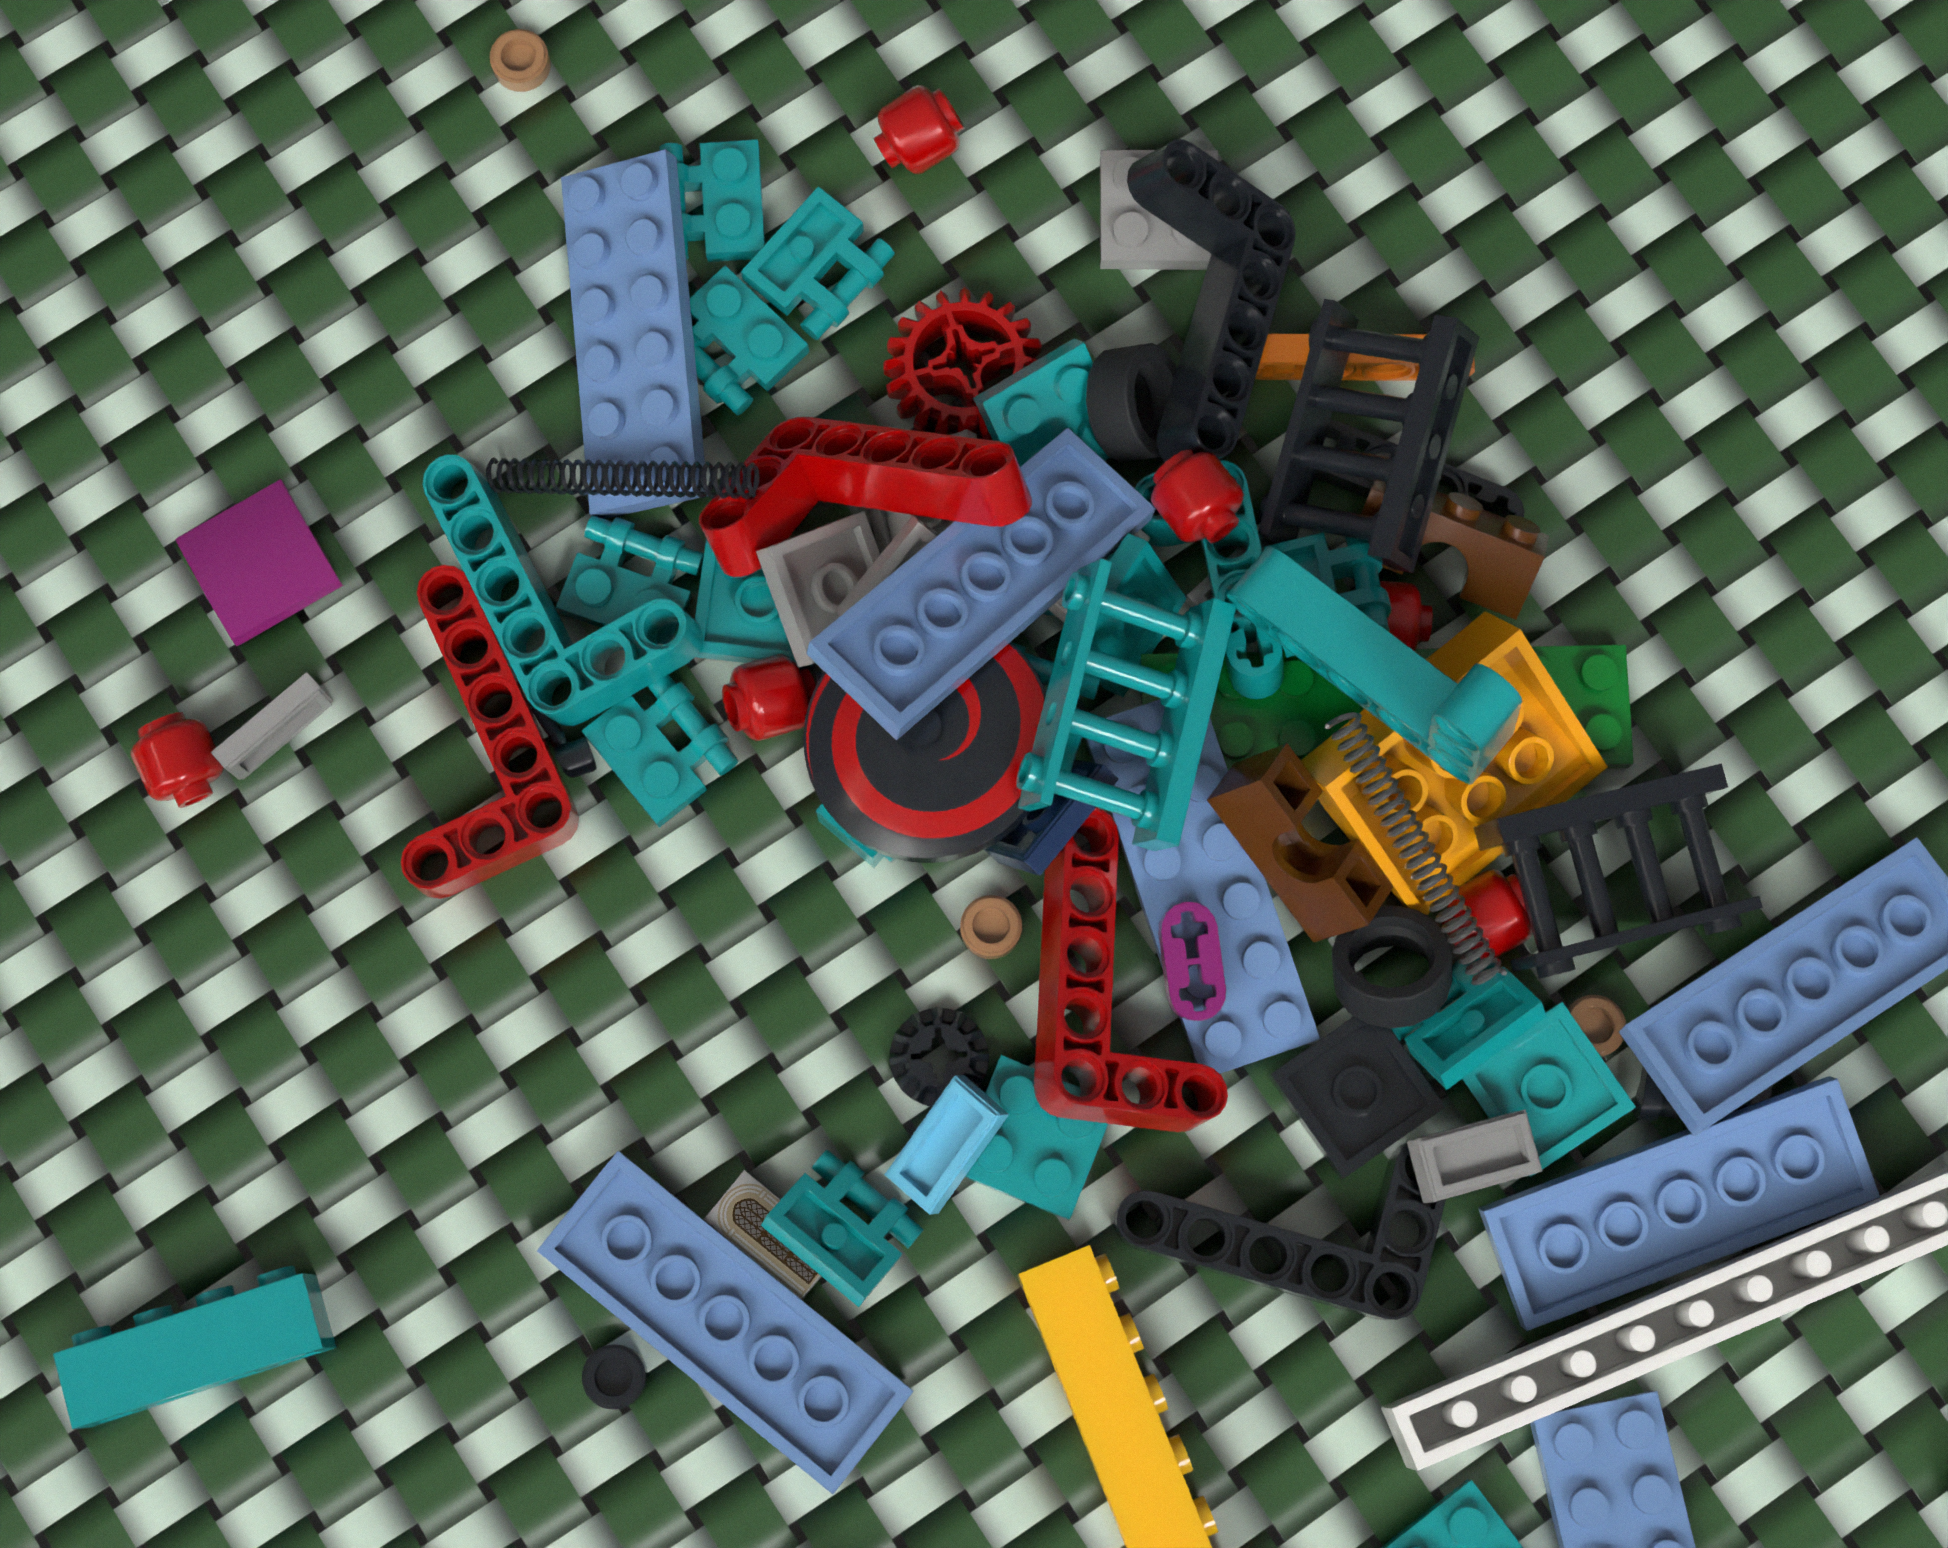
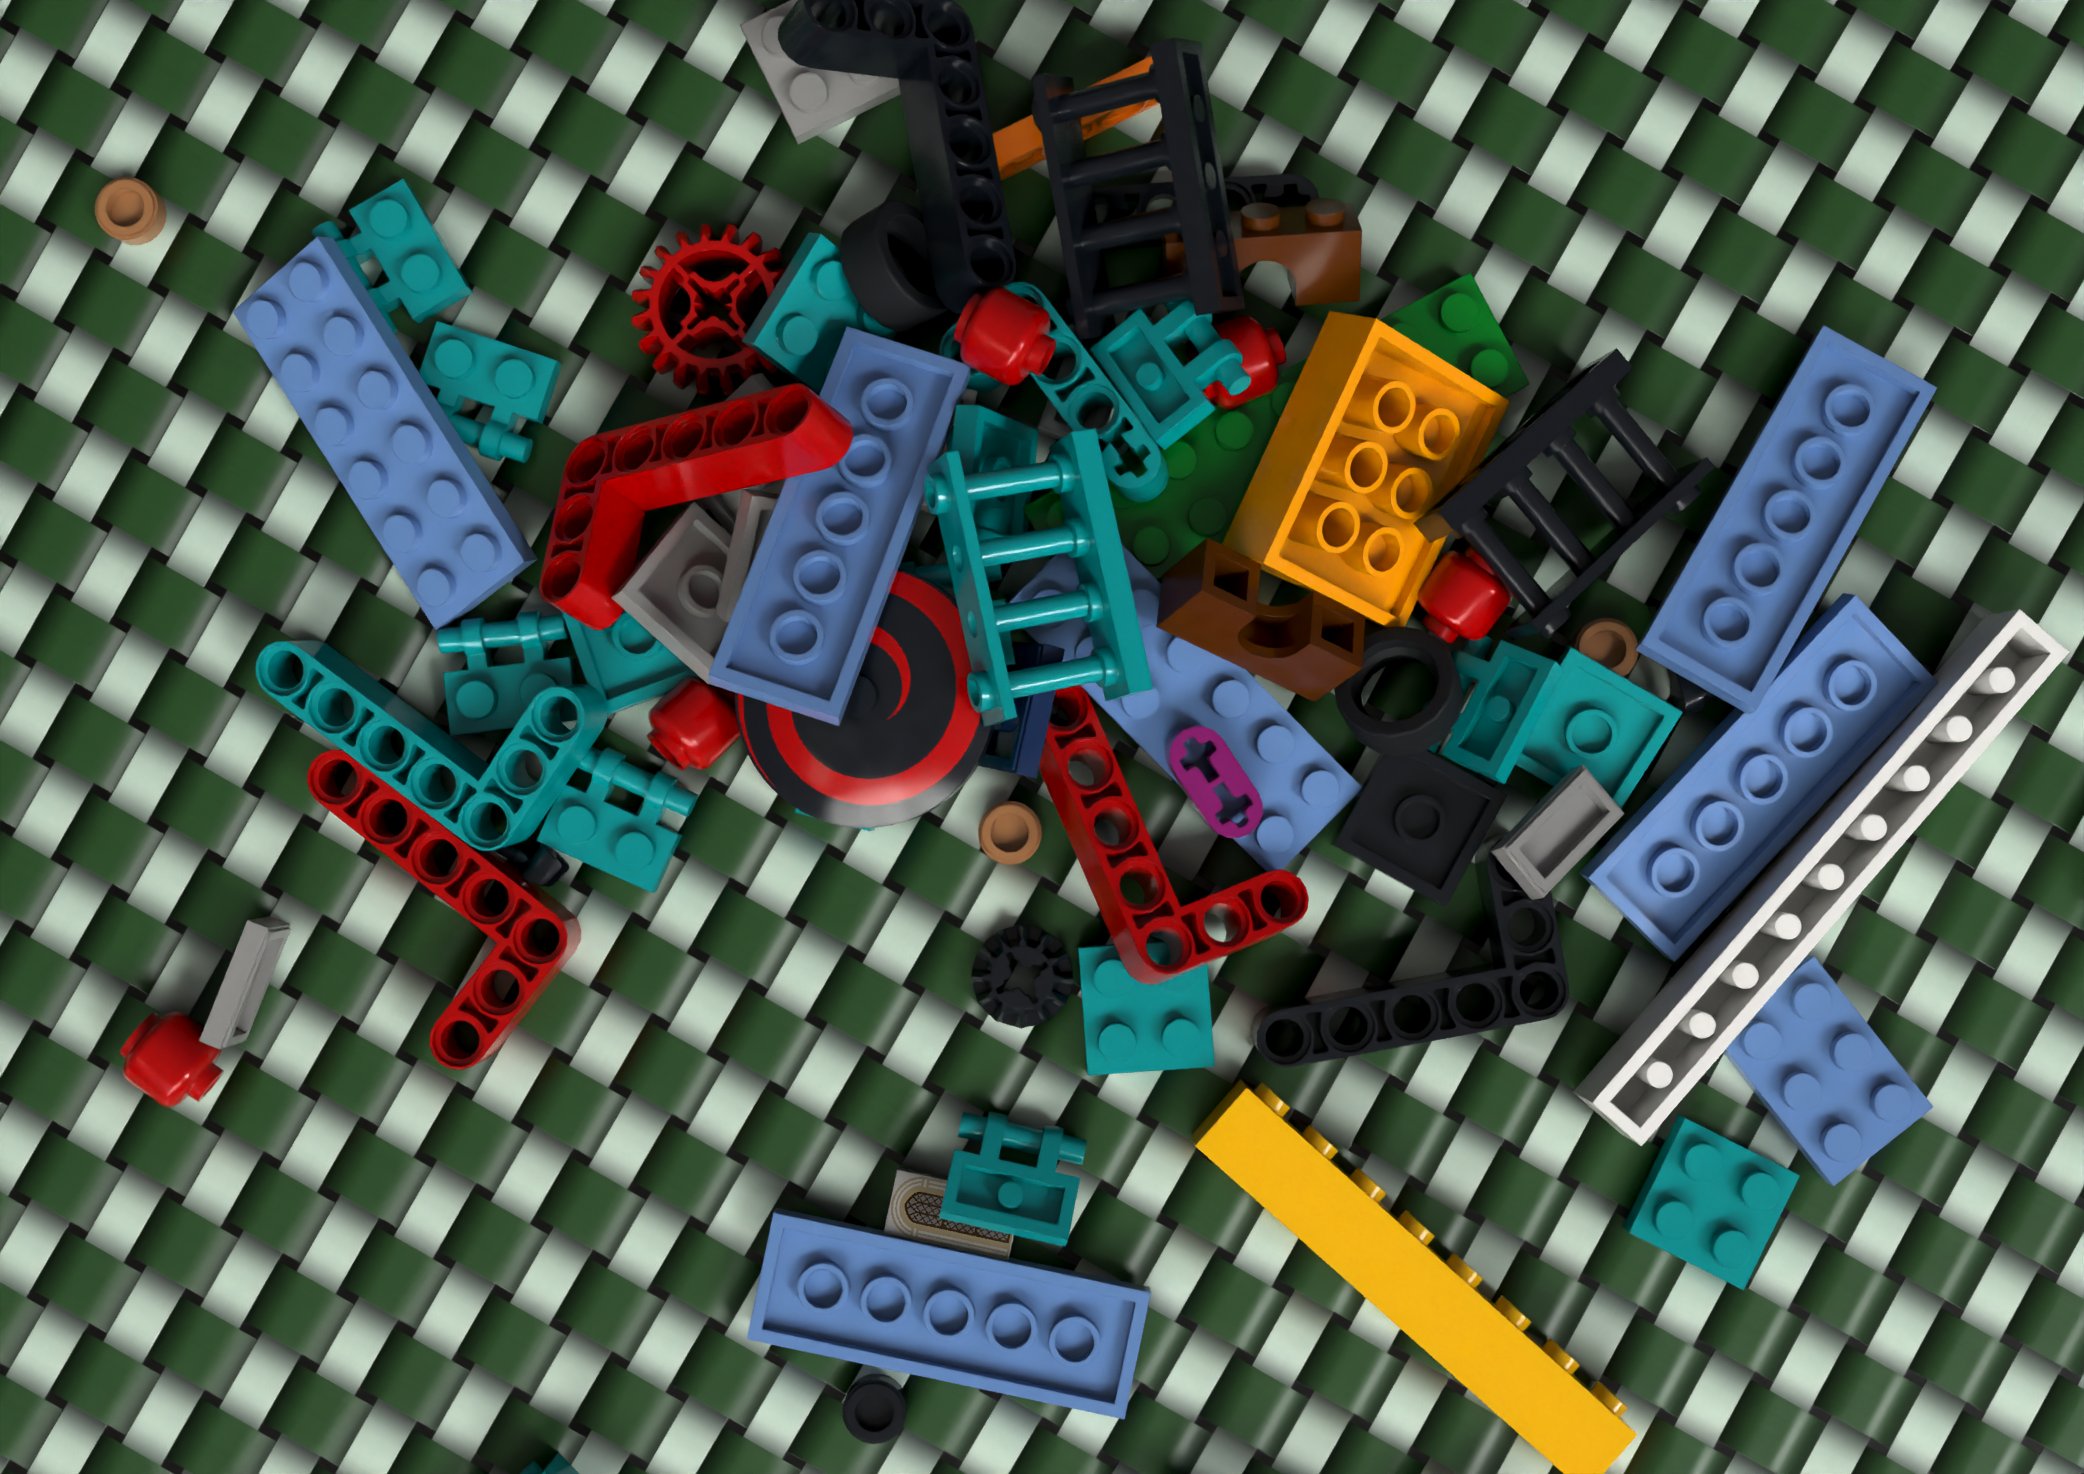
camera: 25 degrees left, 10 degrees up
(258, 562) = (146, 832): magenta slope -> none
(702, 482) = (452, 590): black piece -> none
(804, 252) = (506, 270): teal plate -> none
(918, 129) = (553, 91): red head -> none
(946, 1144) = (1070, 1056): medium azure tile -> none
(1432, 894) = (1270, 513): dark grey piece -> none
(1447, 721) = (1259, 427): teal beam -> none

